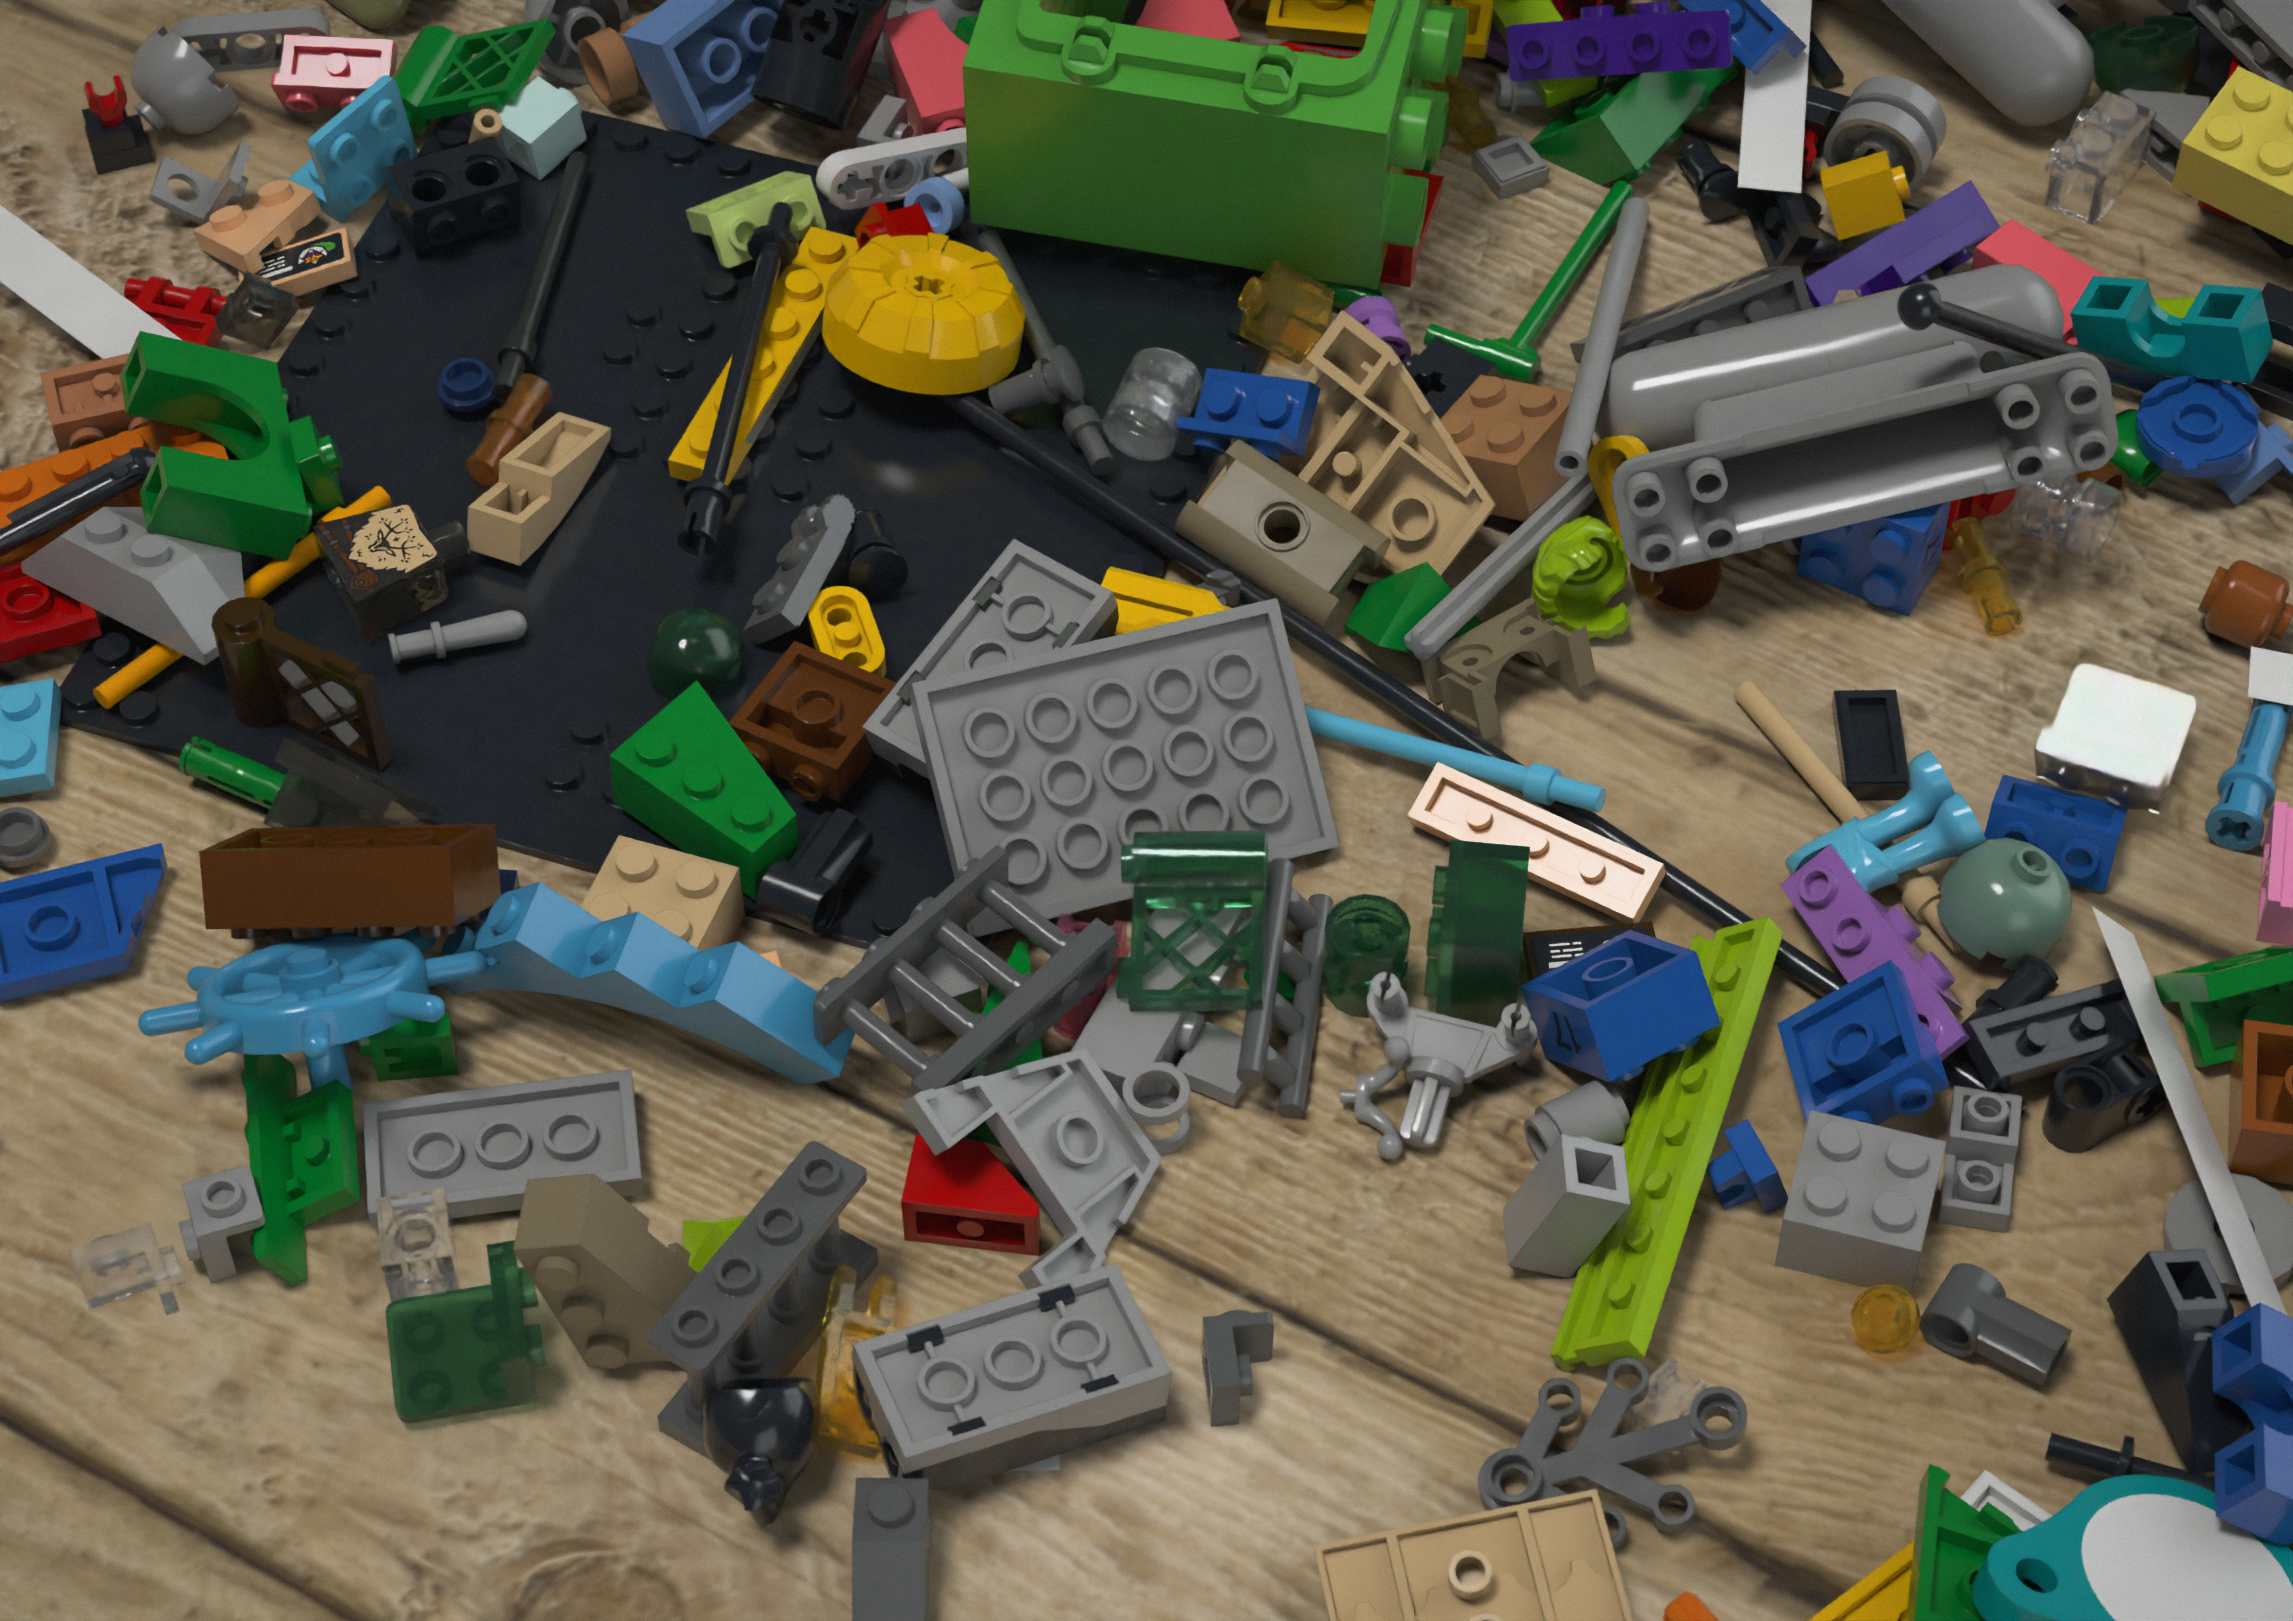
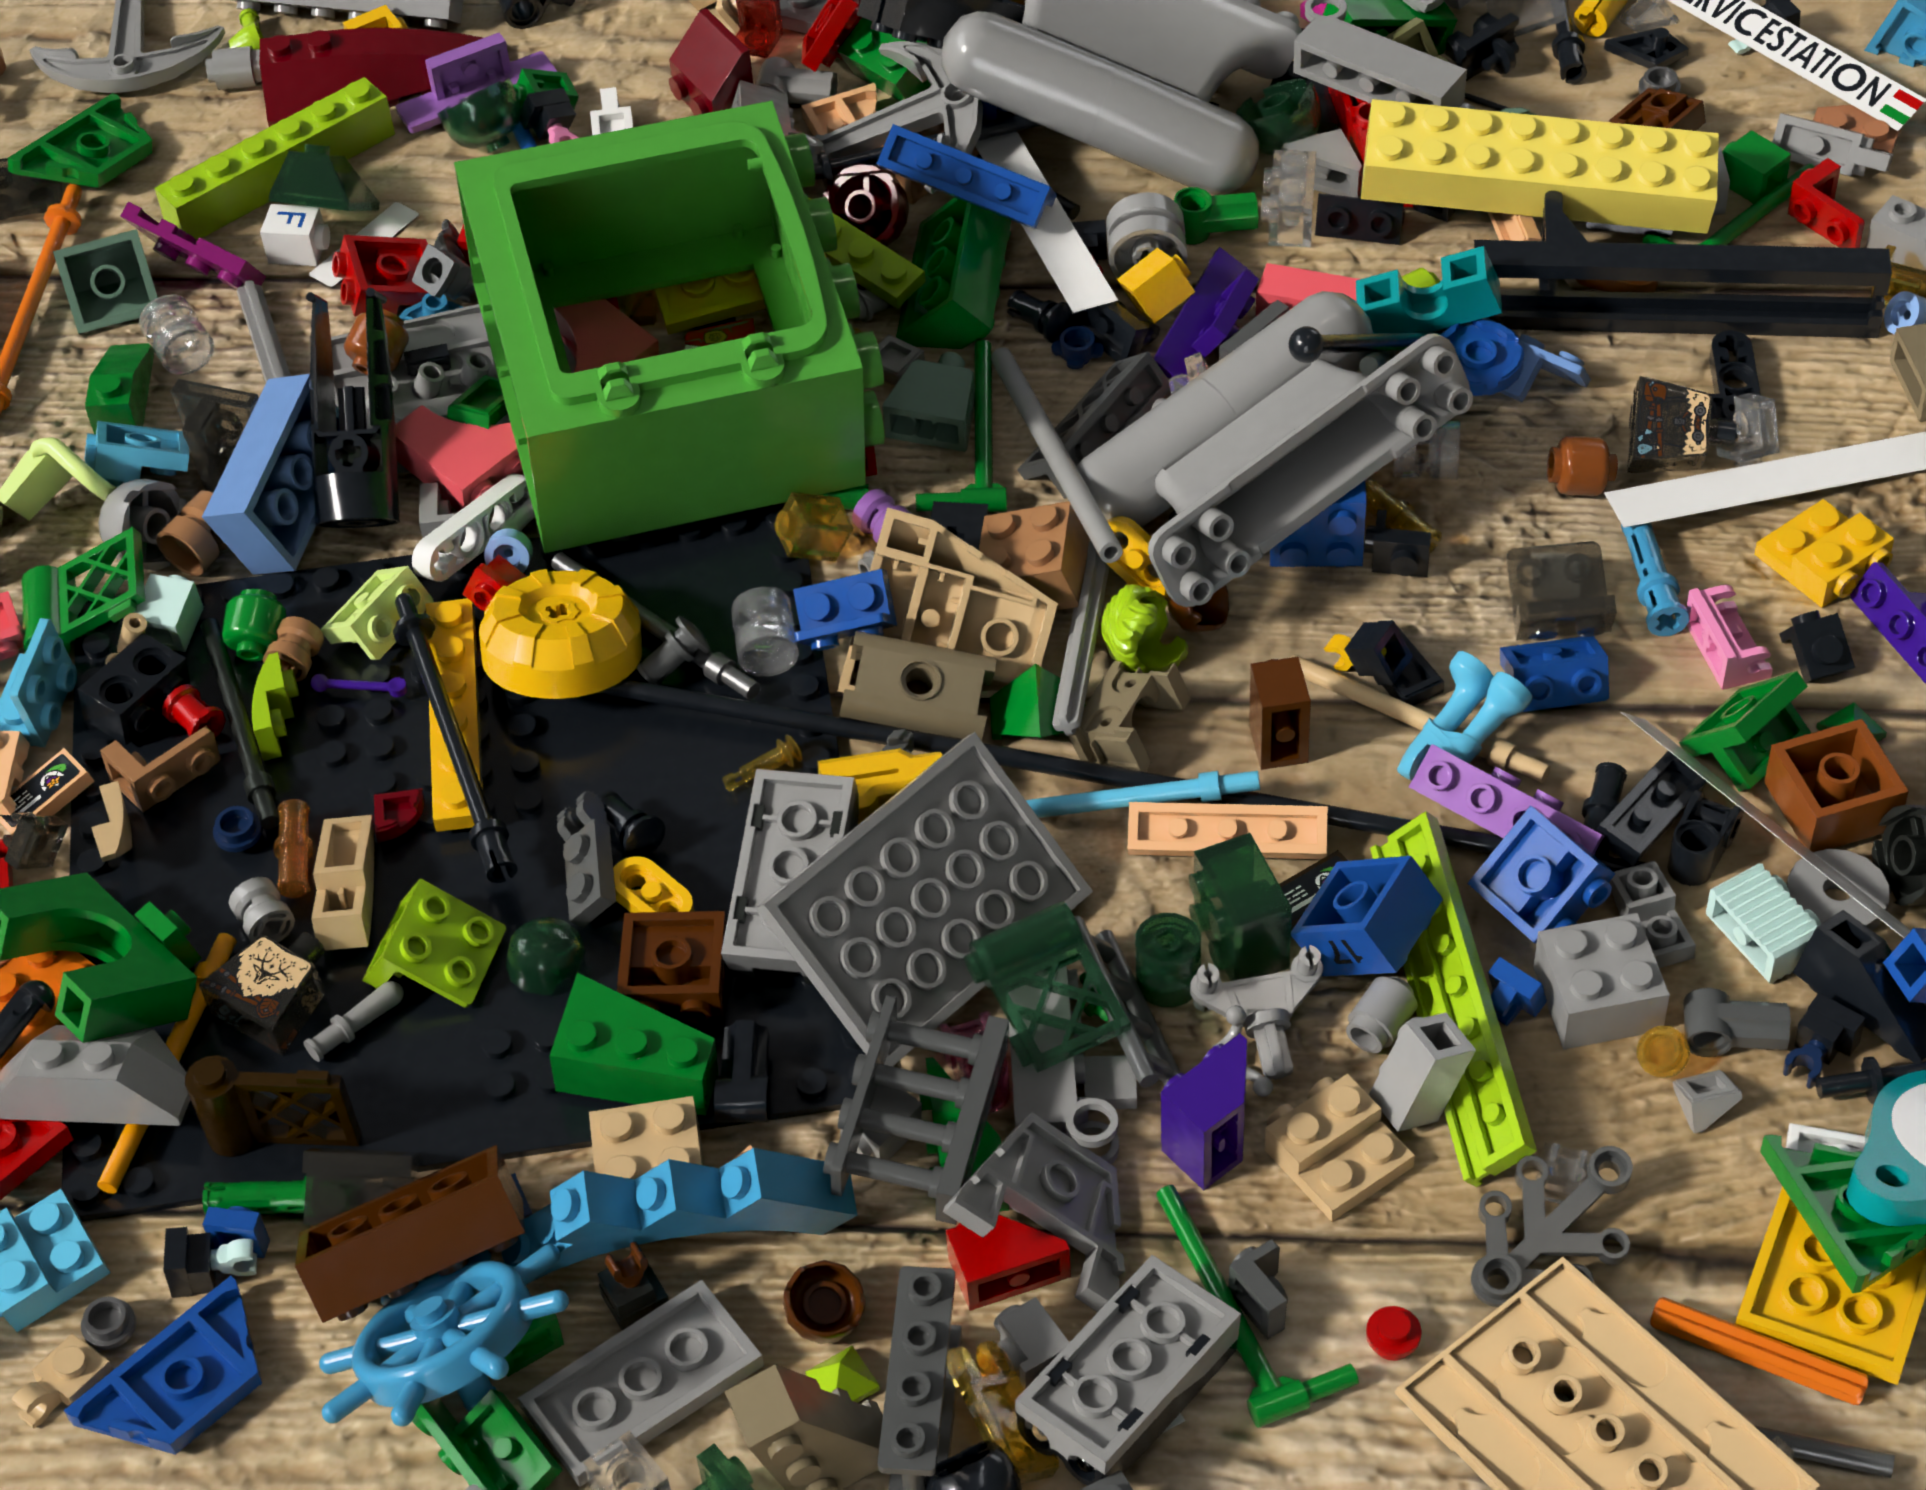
camera: 25 degrees left, 0 degrees up
(138, 813) = (193, 1261): none -> black piece
(197, 801) = (234, 1224): none -> blue plate
(347, 333) = (114, 836): none -> tan slope
(433, 480) = (265, 913): none -> light grey wheel
(434, 294) = (157, 780): none -> medium nougat bracket
(495, 236) = (191, 712): none -> red bush
(554, 1041) = (630, 1287): none -> pearl dark grey piece
(581, 266) = (272, 705): none -> lime slope
(588, 594) = (437, 944): none -> lime bracket
(619, 176) = (252, 623): none -> green head
(638, 222) = (296, 644): none -> medium nougat wheel
(639, 437) = (397, 812): none -> dark red tile
(727, 304) = (396, 687): none -> dark purple hinge
(740, 1151) = (824, 1302): none -> reddish brown hair
(935, 1288) = (1028, 1339): none -> light grey brick
(1076, 549) = (773, 759): none -> clear yellow piece
(1172, 1489) = (1272, 1396): none -> green bar
(1297, 1141) = (1207, 1114): none -> dark purple slope
(1353, 1484) = (1393, 1332): none -> red plate
(1427, 1249) = (1336, 1146): none -> tan plate
(1517, 230) = (932, 404): none -> sand green torso
(1621, 43) = (937, 241): dark purple bracket -> none
(1675, 734) = (1279, 712): none -> reddish brown brick
(1731, 232) = (1077, 347): none -> dark blue plate
(1841, 714) = (1373, 651): none -> black piece
(1905, 1395) = (1706, 1098): none -> light grey slope
(1953, 611) = (1396, 549): none -> black bracket
(1980, 138) = (1215, 213): none -> green piece
(2005, 901) = (1562, 732): sand green cylinder -> none
(2096, 1387) = (1822, 1034): none -> black piece
(2108, 1219) = (1762, 920): none -> light aqua brick
(2170, 214) = (1359, 219): none -> black hinge

